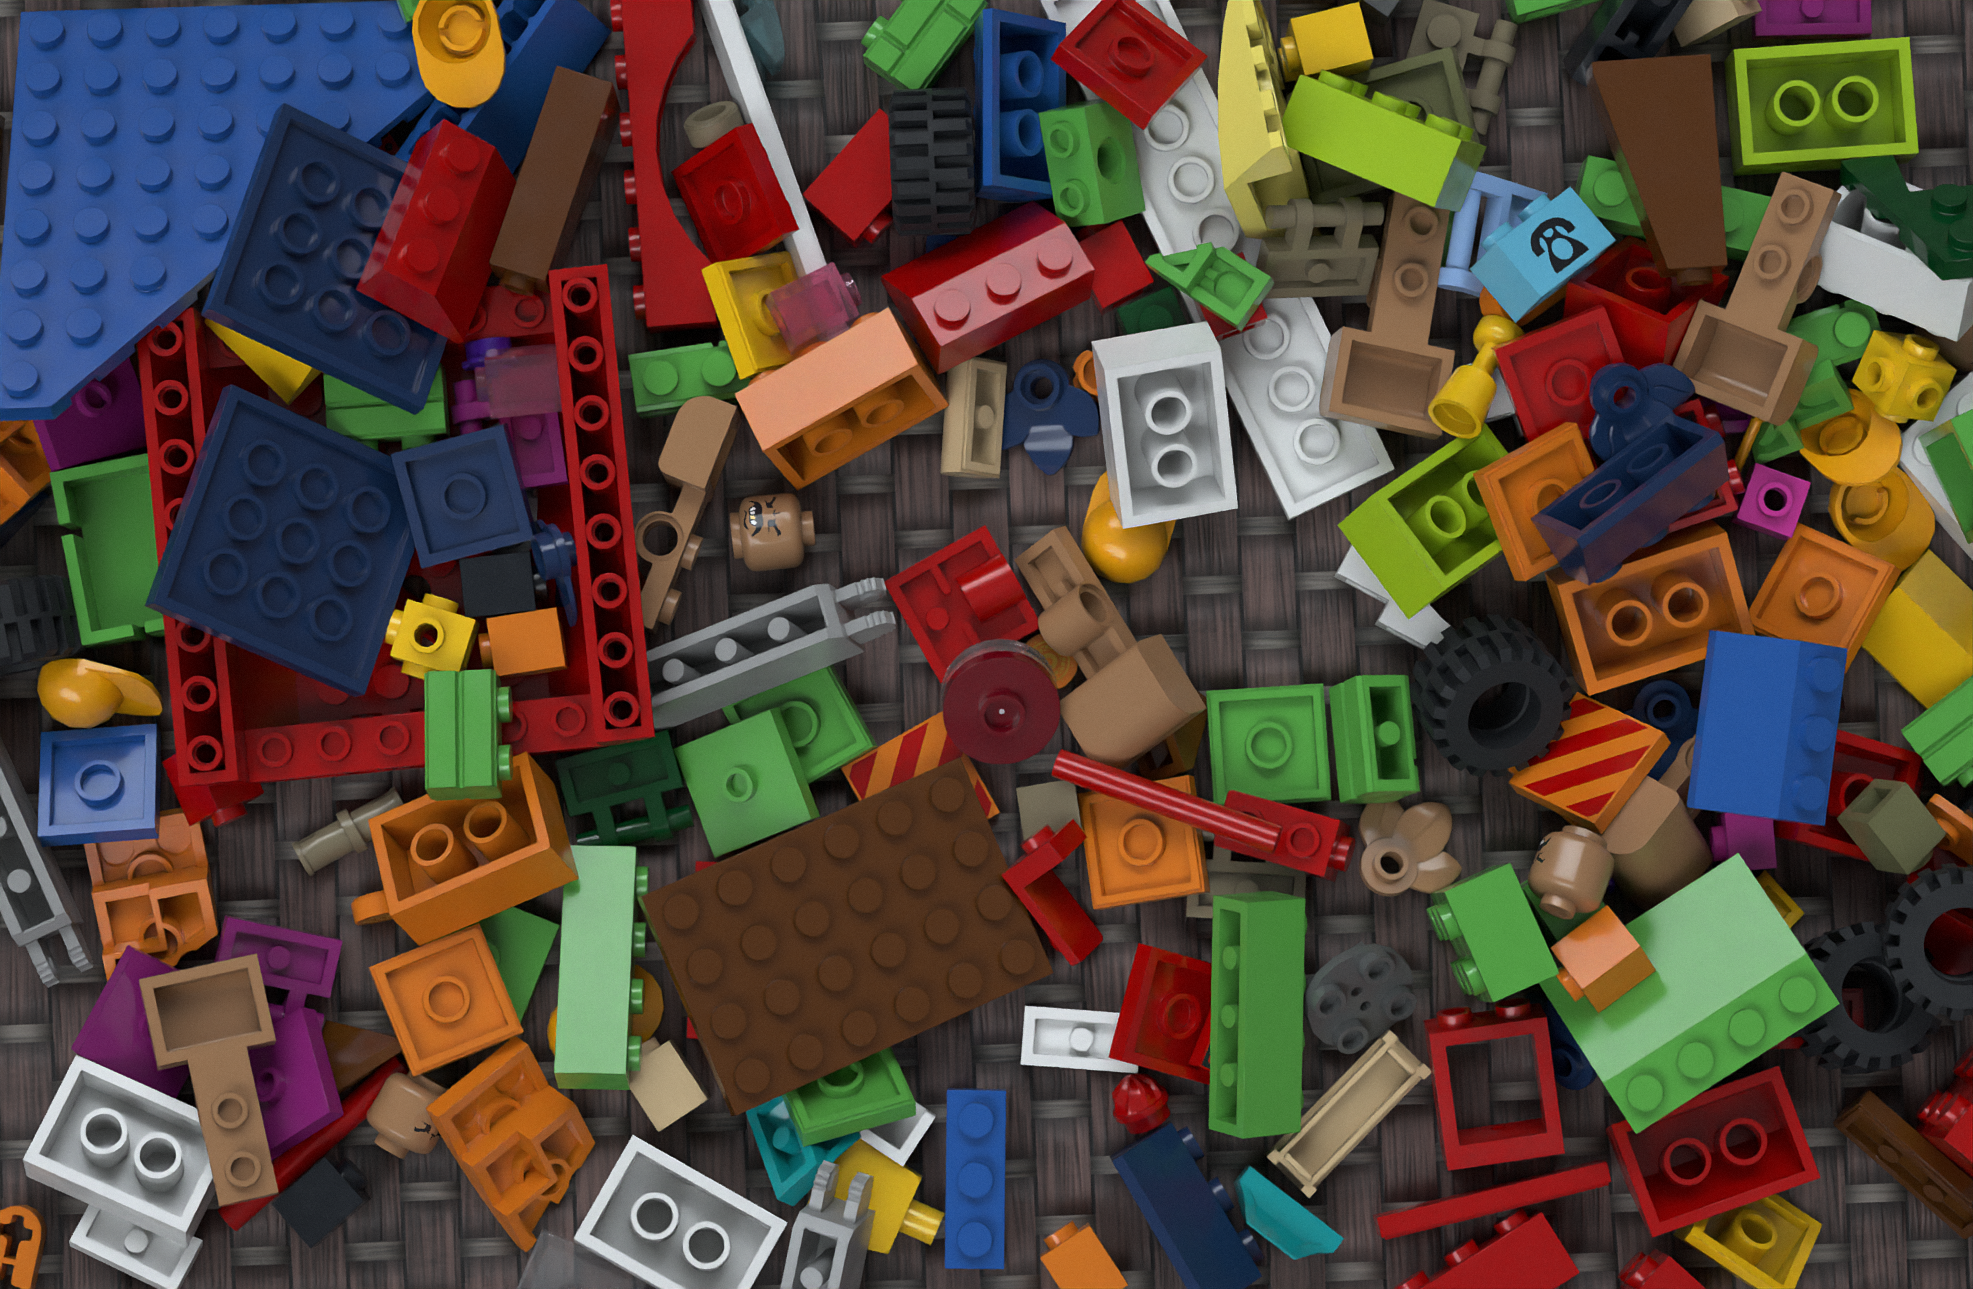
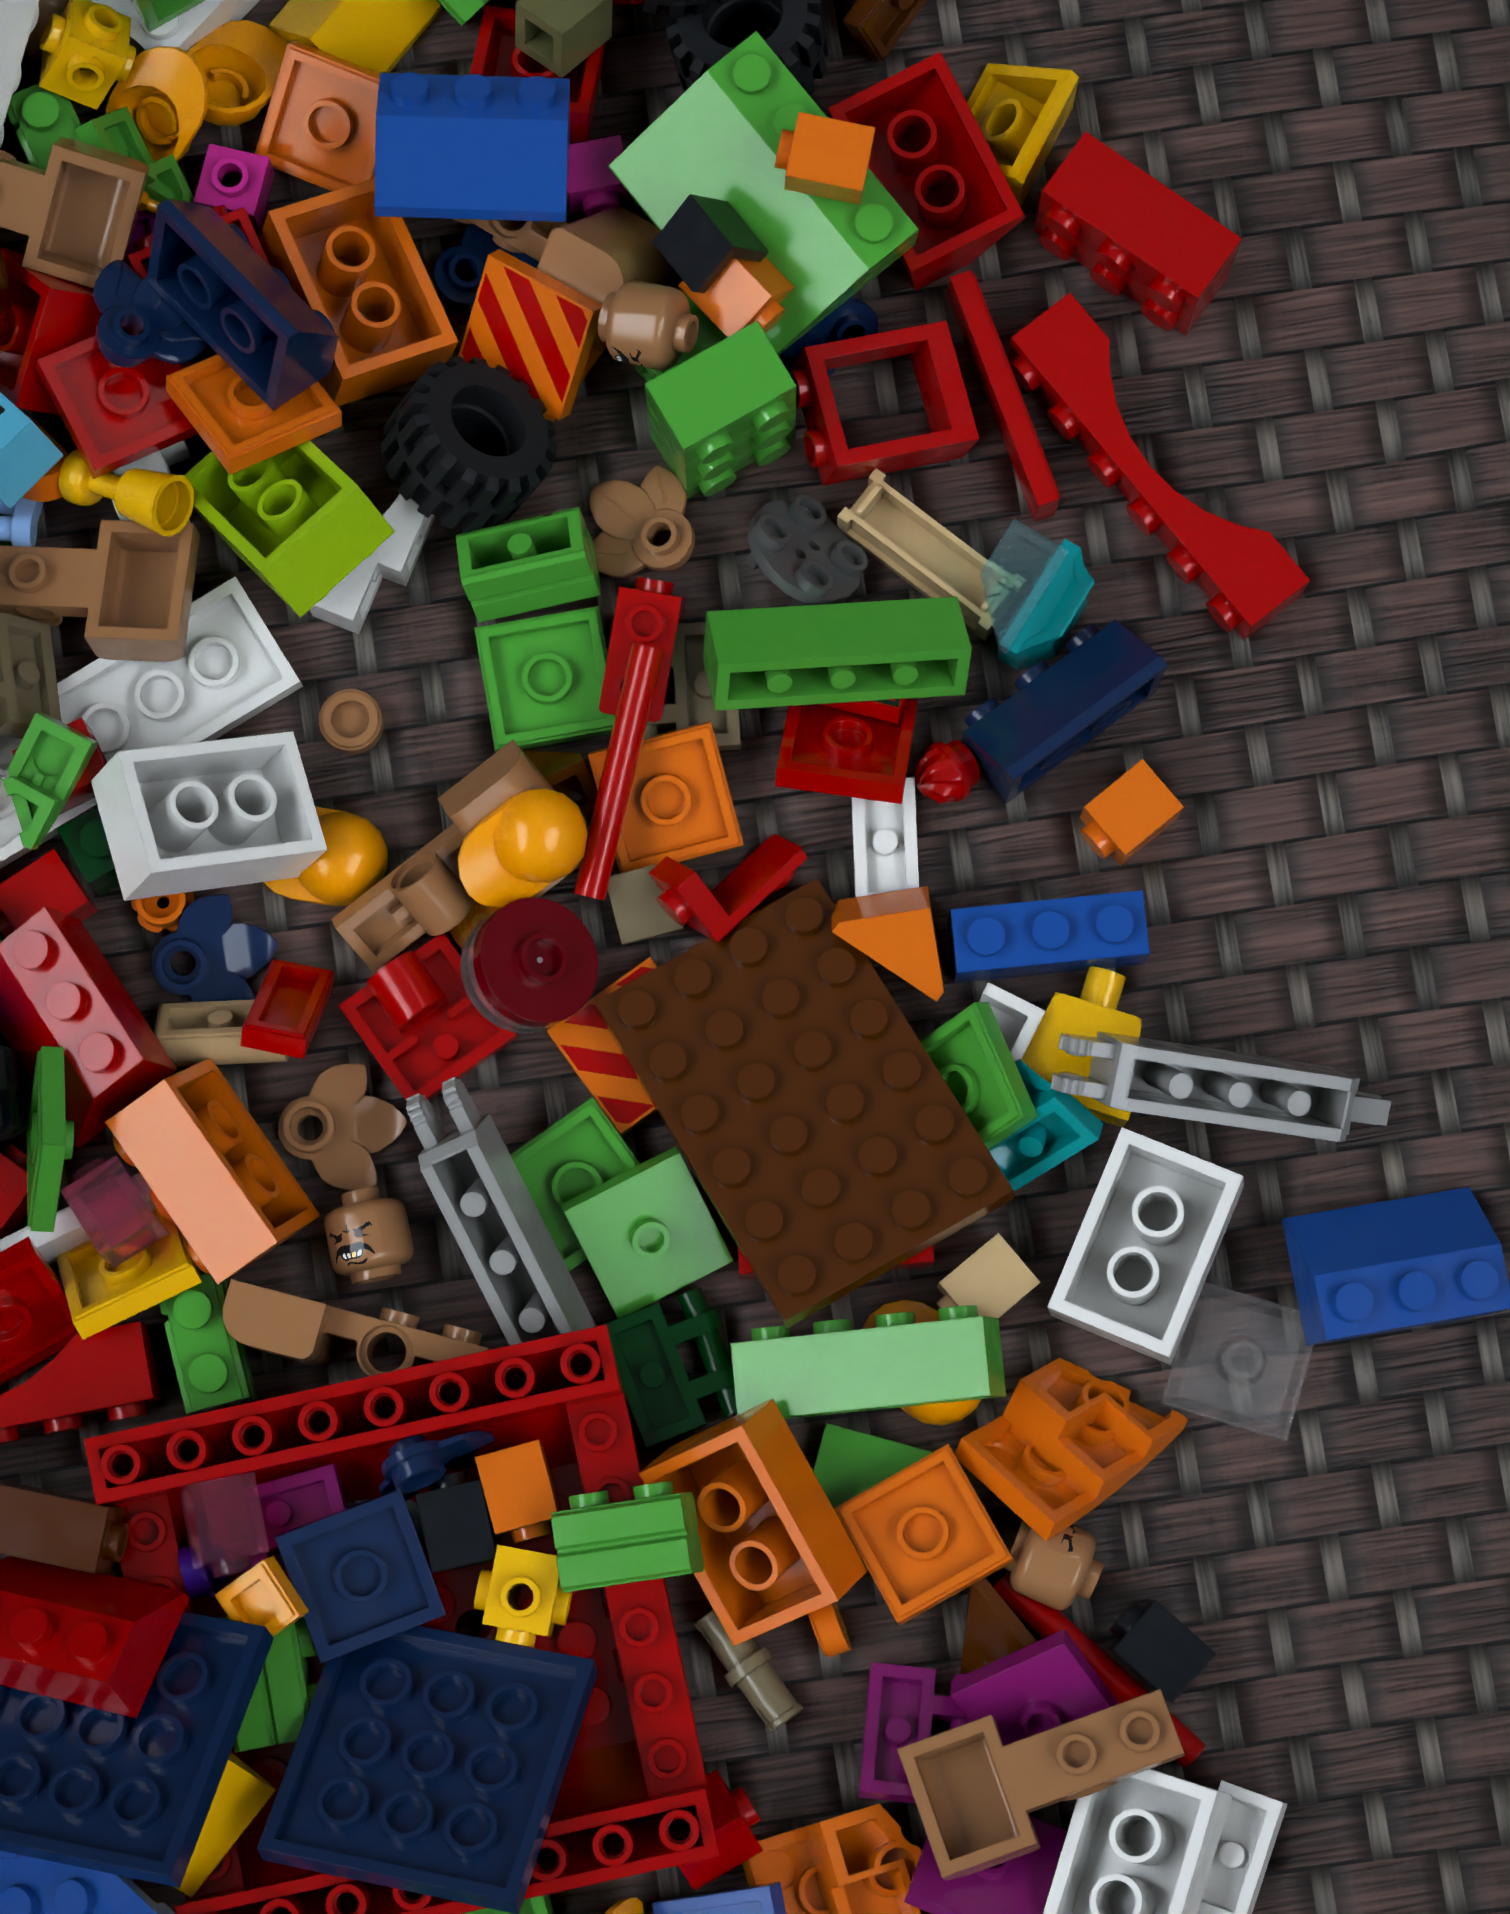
camera: 100 degrees left, 5 degrees down
(450, 408) = (263, 1598): none -> light orange tile
(875, 525) = (351, 1127): none -> medium nougat plate
(882, 253) = (48, 1139): none -> bright green plate
(984, 479) = (287, 1008): none -> red tile
(992, 1037) = (896, 933): none -> orange slope
(1104, 706) = (522, 847): none -> light orange cap
(1250, 561) = (351, 721): none -> medium nougat tile
(1308, 1190) = (1018, 578): none -> clear light blue tile
(1644, 935) = (705, 239): none -> black panel
(1703, 1054) = (826, 157): none -> orange brick

